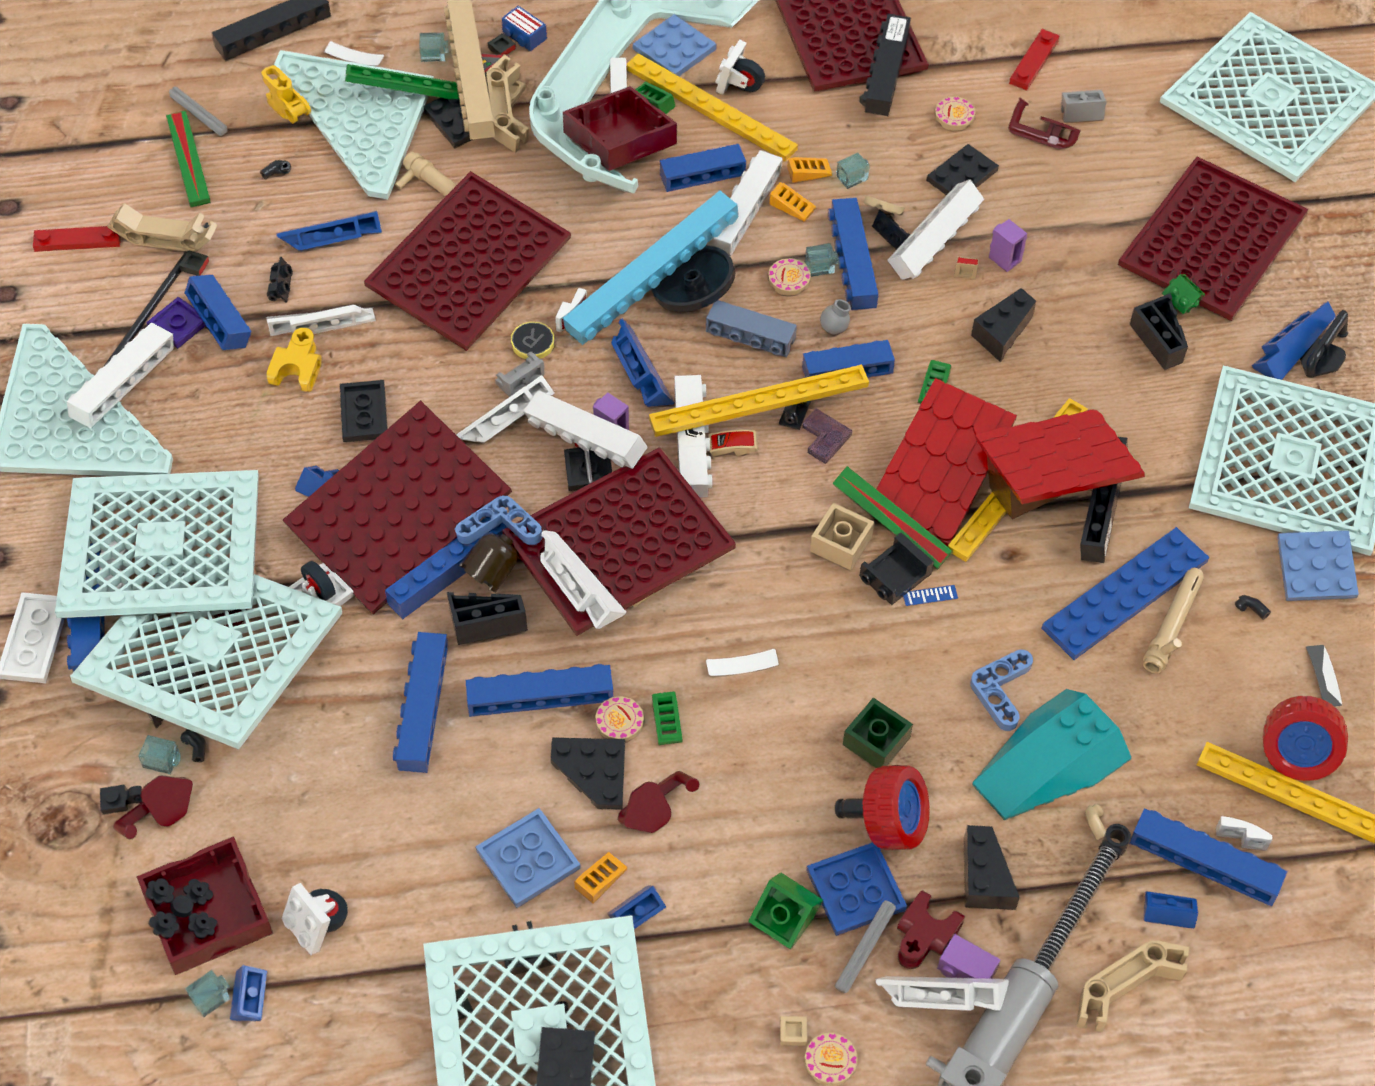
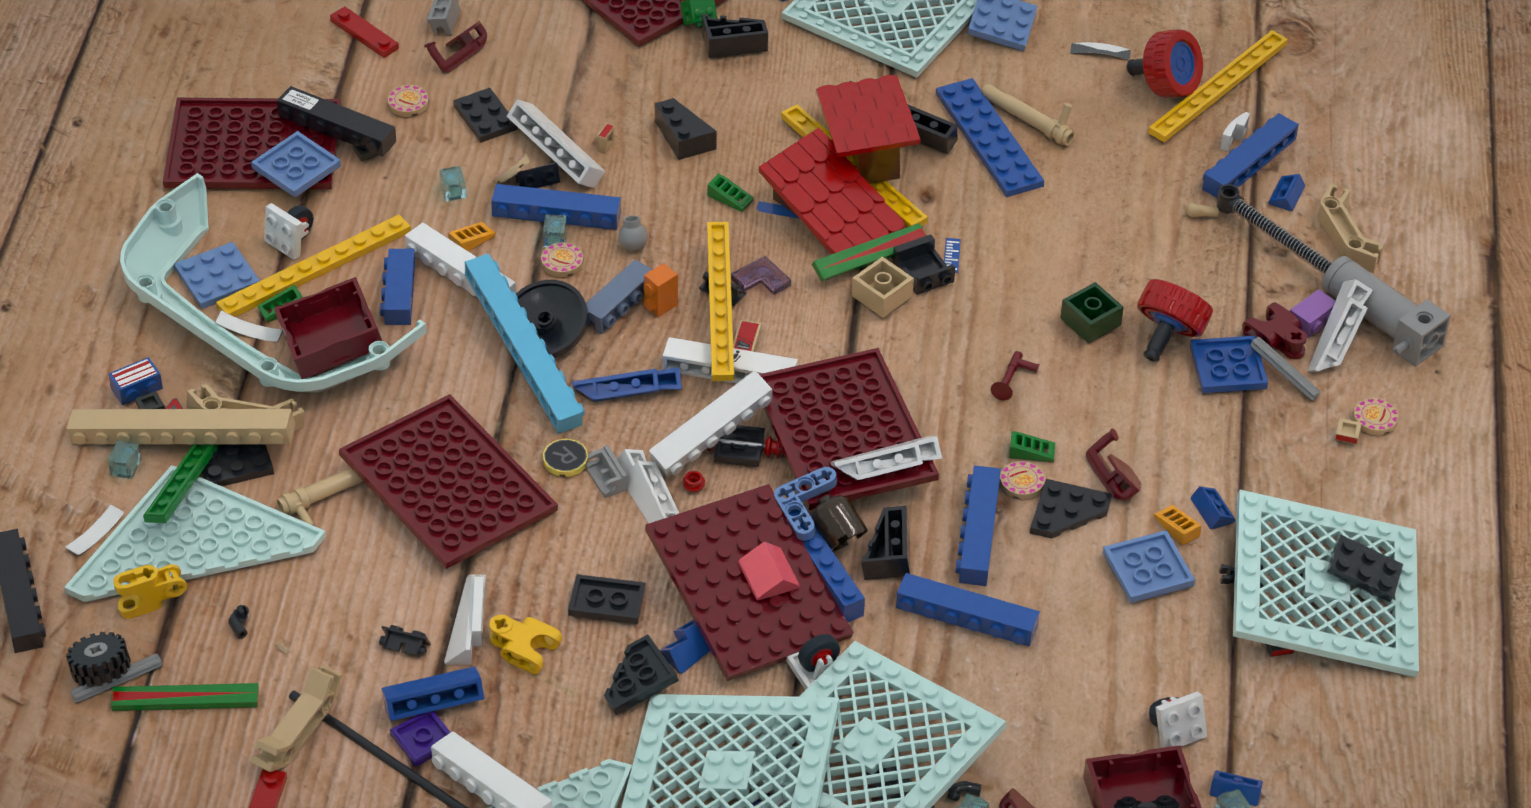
camera: 75 degrees left, 10 degrees down
(194, 263) = (348, 709): pearl dark grey plate -> none
(204, 90) = (98, 659): none -> black wheel
(275, 456) = (639, 675): none -> black plate
(332, 231) = (351, 585): blue wedge -> none
(401, 516) = (768, 571): none -> coral slope
(530, 438) = (693, 481): none -> red plate
(565, 308) = (546, 420): white slope -> none
(612, 410) = (694, 401): medium lavender brick -> none
(742, 664) = (986, 378): white sticker -> none
(762, 354) = (660, 290): none -> orange brick
(779, 679) = (1002, 390): none -> dark red piece
(785, 910) = (1240, 410): green slope -> none
(798, 172) = (433, 214): light orange slope -> none
(821, 53) = (296, 164): none -> medium blue plate
(873, 356) = (686, 240): blue brick -> none
(986, 872) = (1232, 281): black wedge -> none
(993, 688) = (1090, 235): medium blue beam -> none
(1007, 245) = (598, 101): medium lavender brick -> none
(1053, 755) = (1131, 217): teal wedge -> none
(1255, 604) = (1024, 67): black arm -> none

